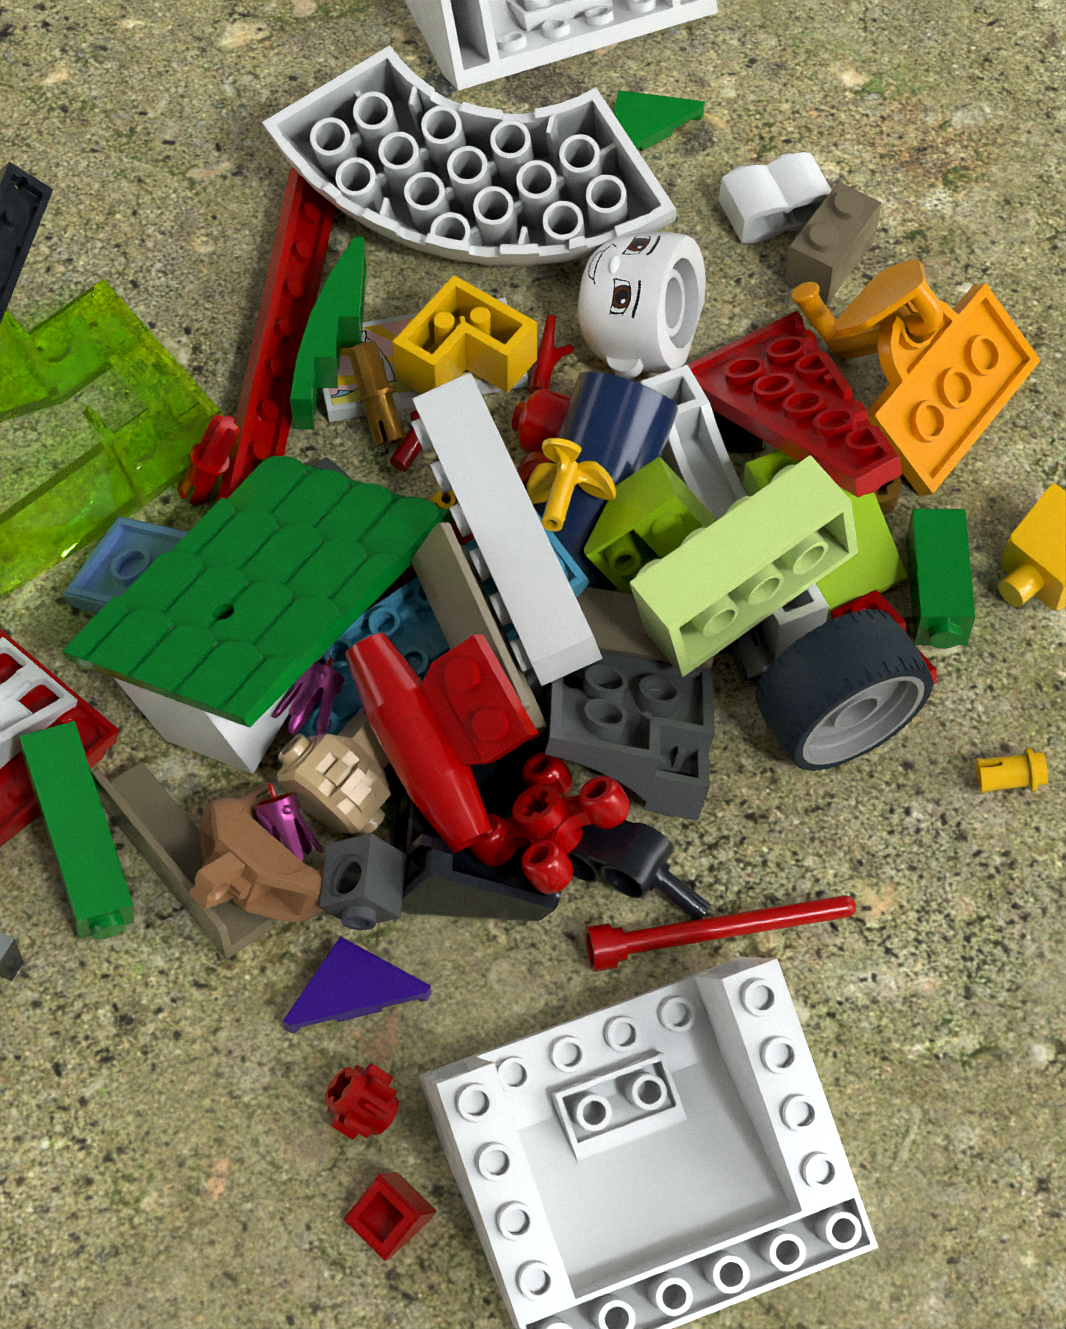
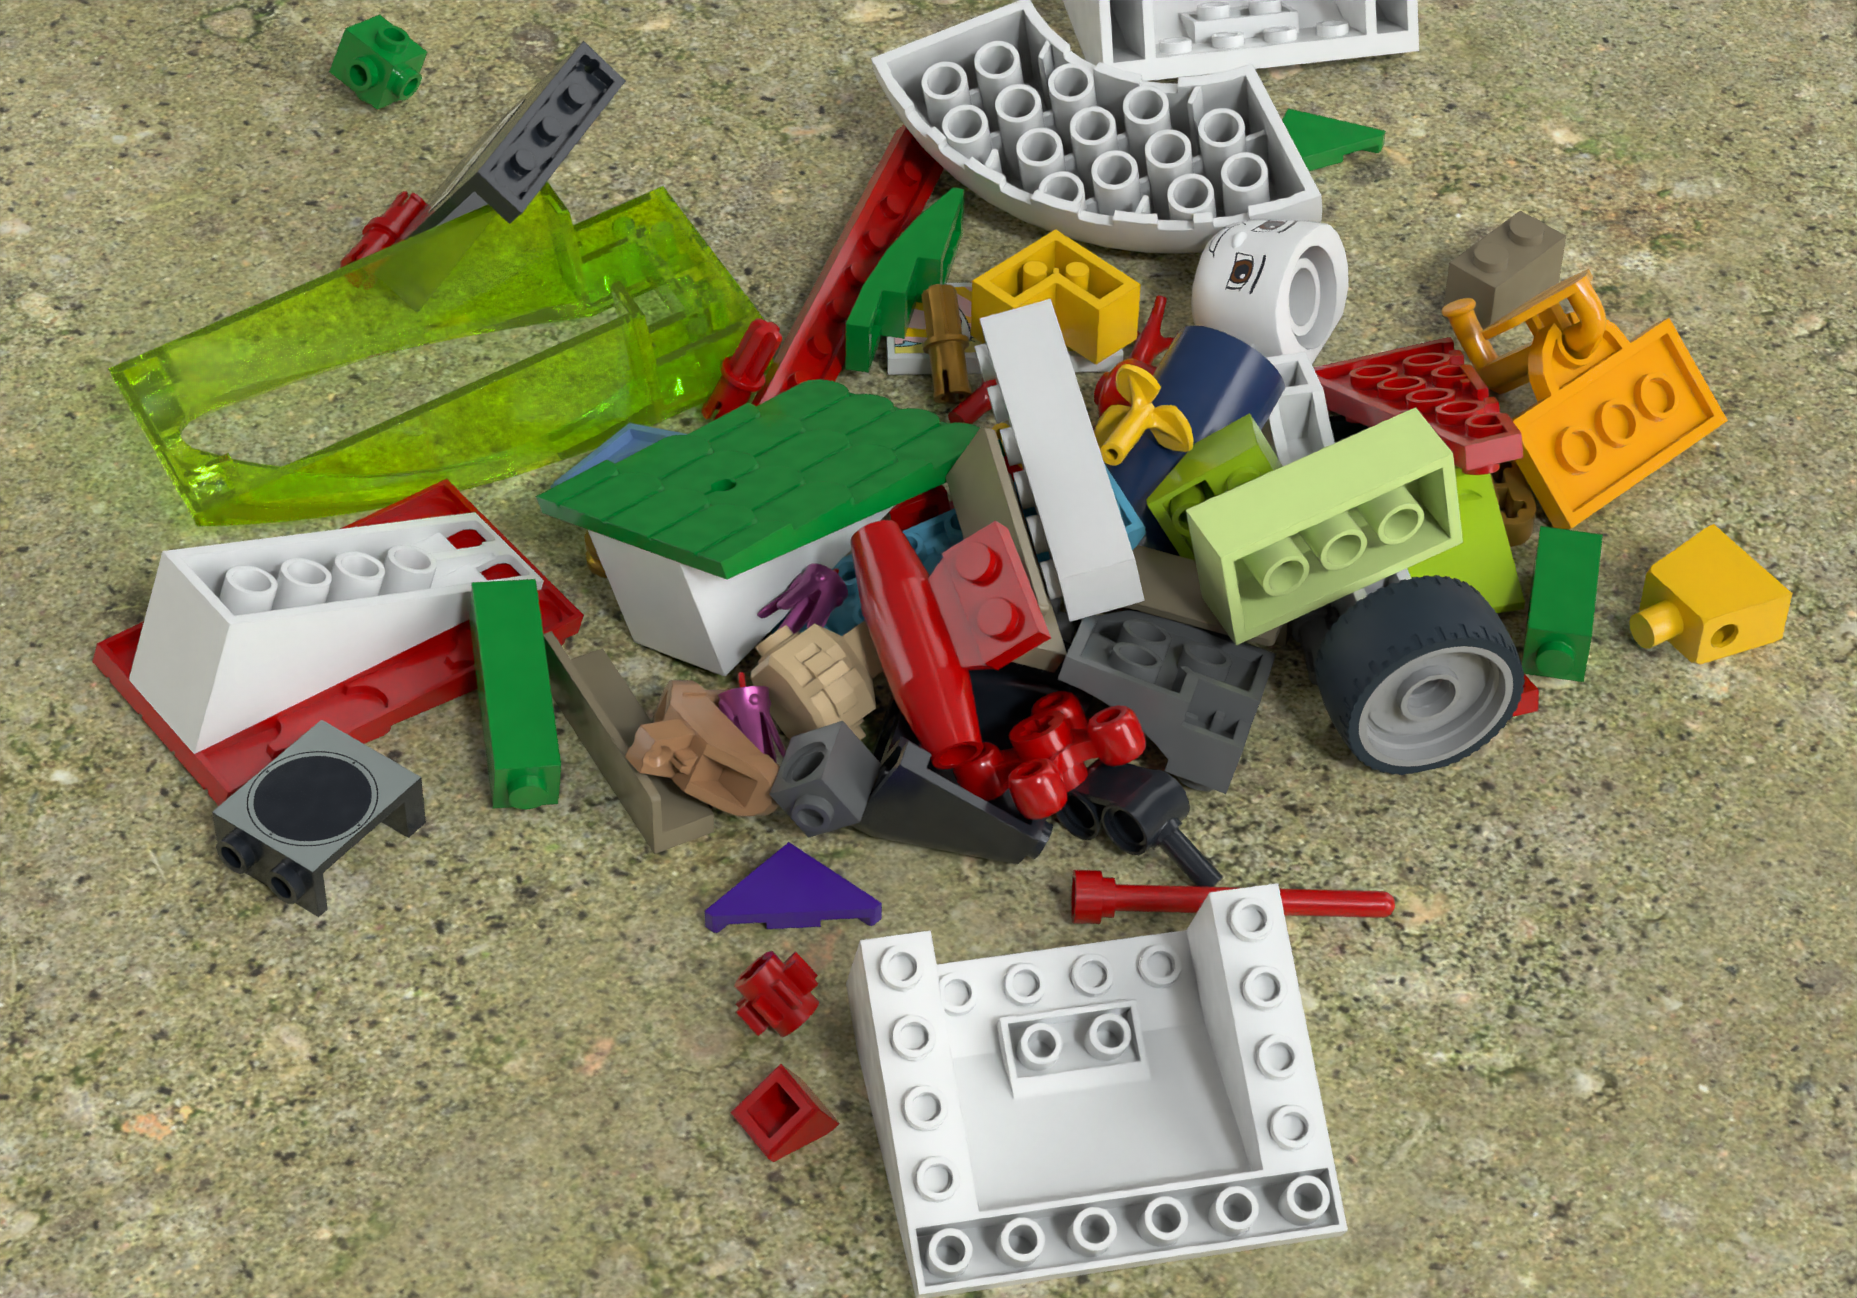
camera: 10 degrees right, 15 degrees down
(773, 197) = (1436, 226): white brick -> none
(1012, 771) = (1607, 801): yellow pin -> none

